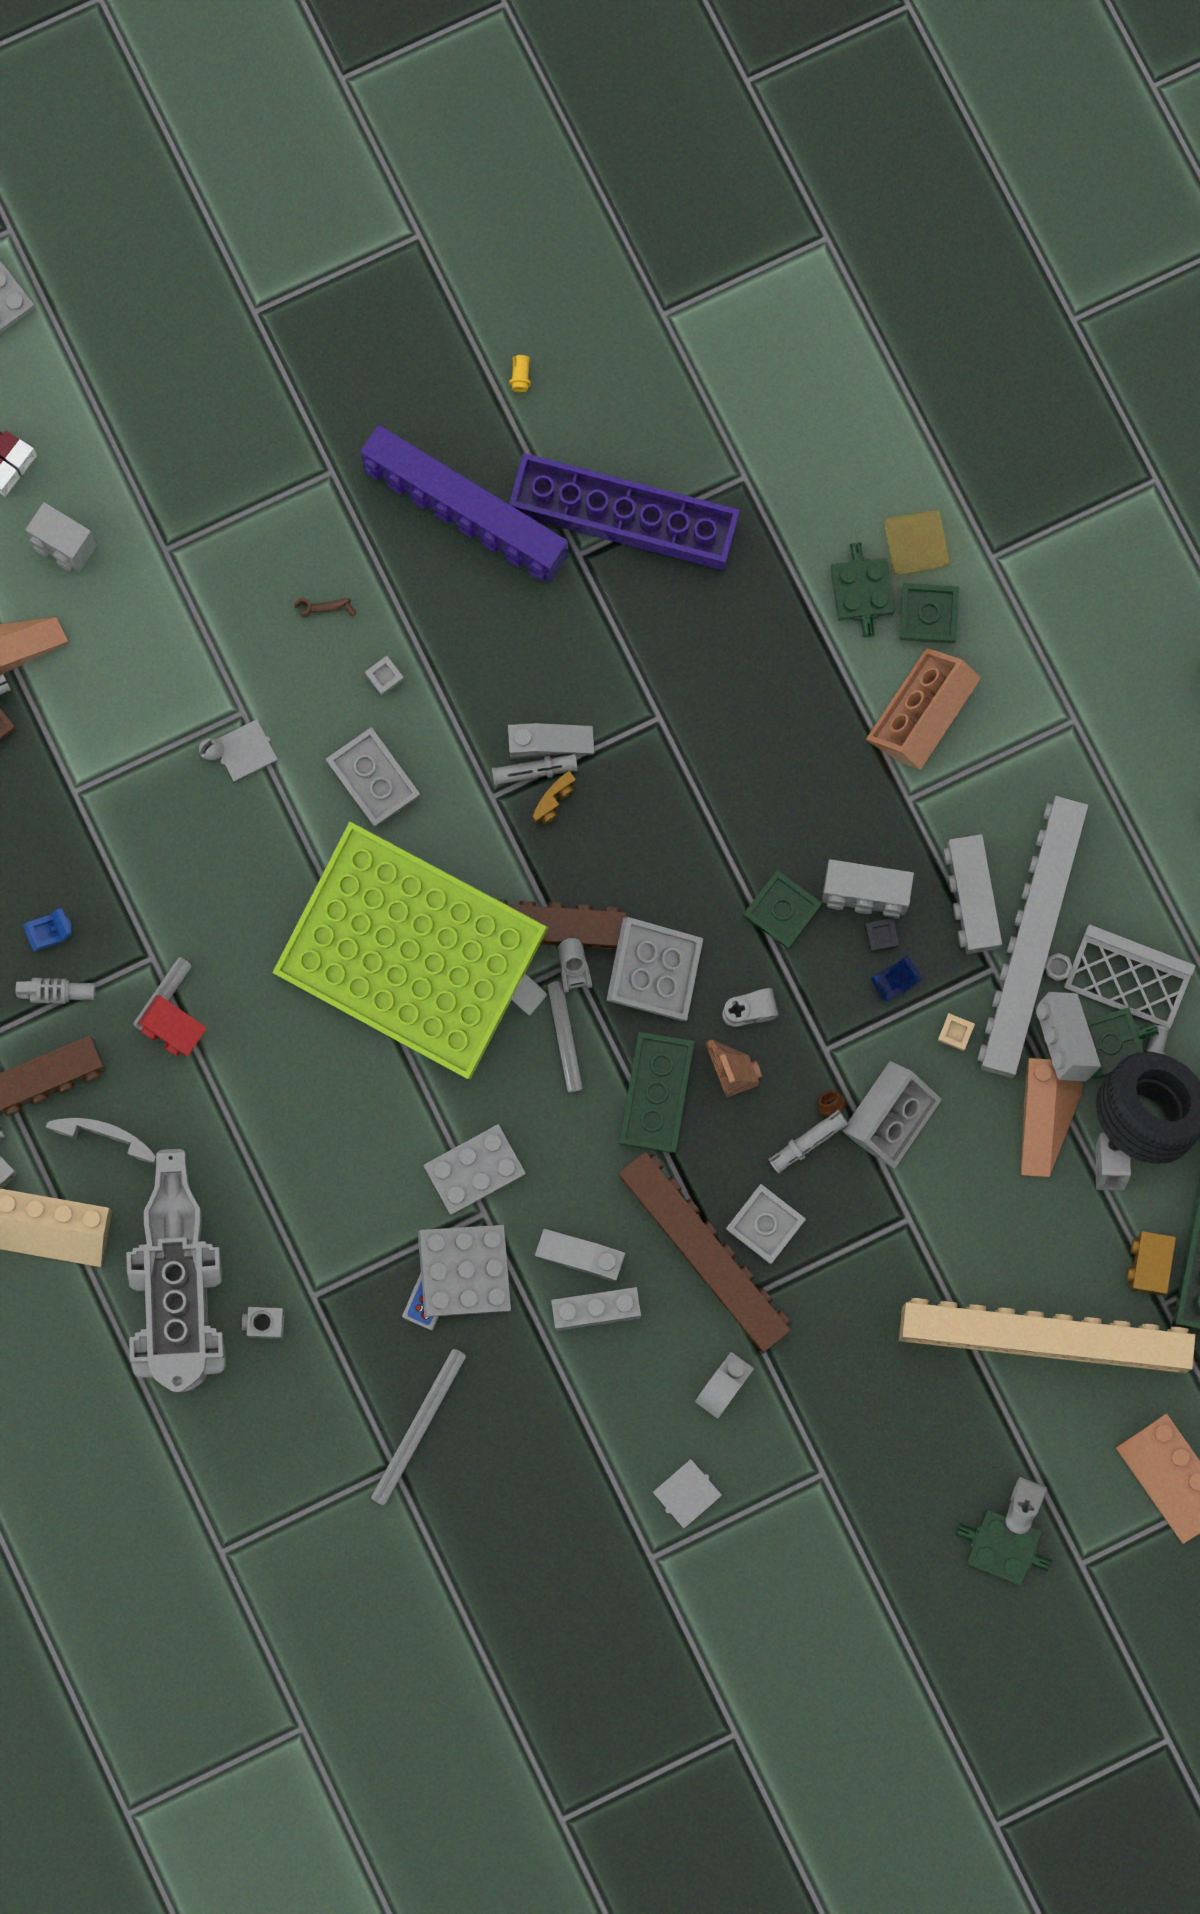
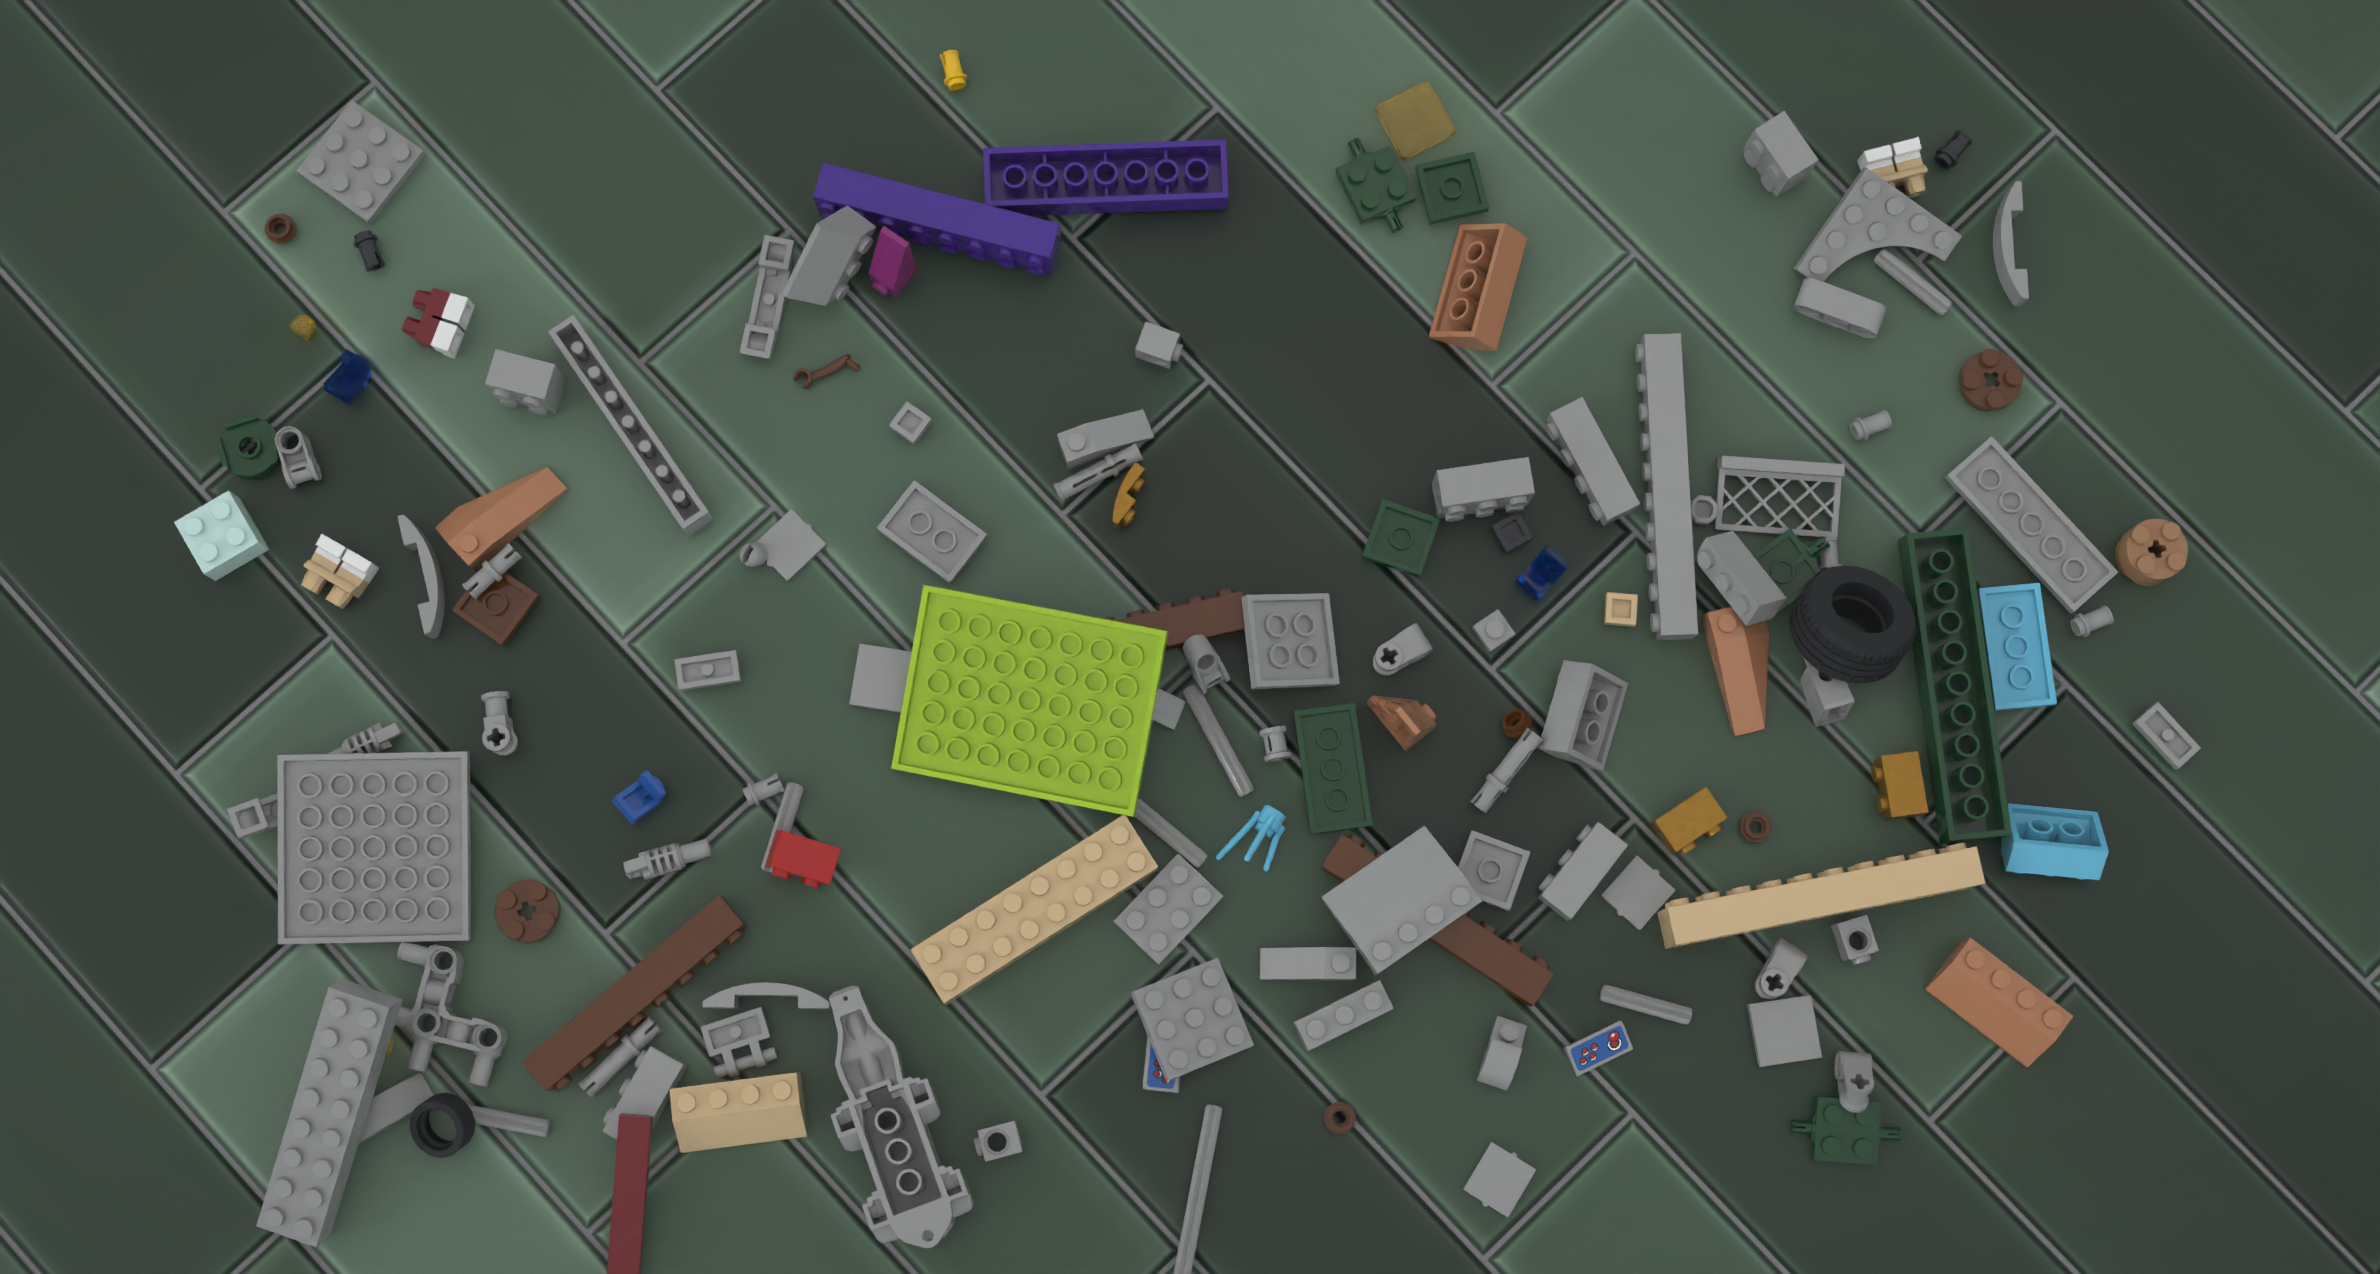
camera: 20 degrees left, 0 degrees up
(68, 1158) = (737, 1032): none -> light grey plate
(140, 603) = (631, 425): none -> light grey brick
(140, 838) = (707, 670): none -> light grey plate
(155, 956) = (762, 789): none -> light grey pin
(287, 891) = (880, 678): none -> light grey tile
(295, 527) = (768, 301): none -> light grey slope
(358, 510) = (830, 258): none -> light grey slope
(358, 1133) = (1034, 909): none -> tan brick
(410, 531) = (891, 264): none -> magenta slope
(496, 1105) = (1170, 834): none -> light grey axle
(558, 1389) = (1349, 1114): none -> reddish brown plate
(584, 1122) = (1268, 822): none -> medium azure plant
(613, 1055) = (1275, 743): none -> light grey bush
(623, 674) = (1158, 345): none -> light grey brick
(677, 1224) = (1401, 899): none -> light grey slope
(810, 1407) = (1598, 1048): none -> slope
(838, 1016) = (1493, 630): none -> light grey plate
(845, 1248) = (1581, 870): none -> light grey brick
(864, 1383) = (1645, 1004): none -> light grey axle
(890, 1284) = (1638, 892): none -> light grey piece
(954, 1236) = (1689, 821): none -> pearl gold brick
(979, 1444) = (1784, 1031): none -> light grey tile
(994, 1387) = (1782, 965): none -> light grey piece
(1018, 1253) = (1764, 823): none -> reddish brown plate
(1071, 1372) = (1861, 927): none -> light grey brick

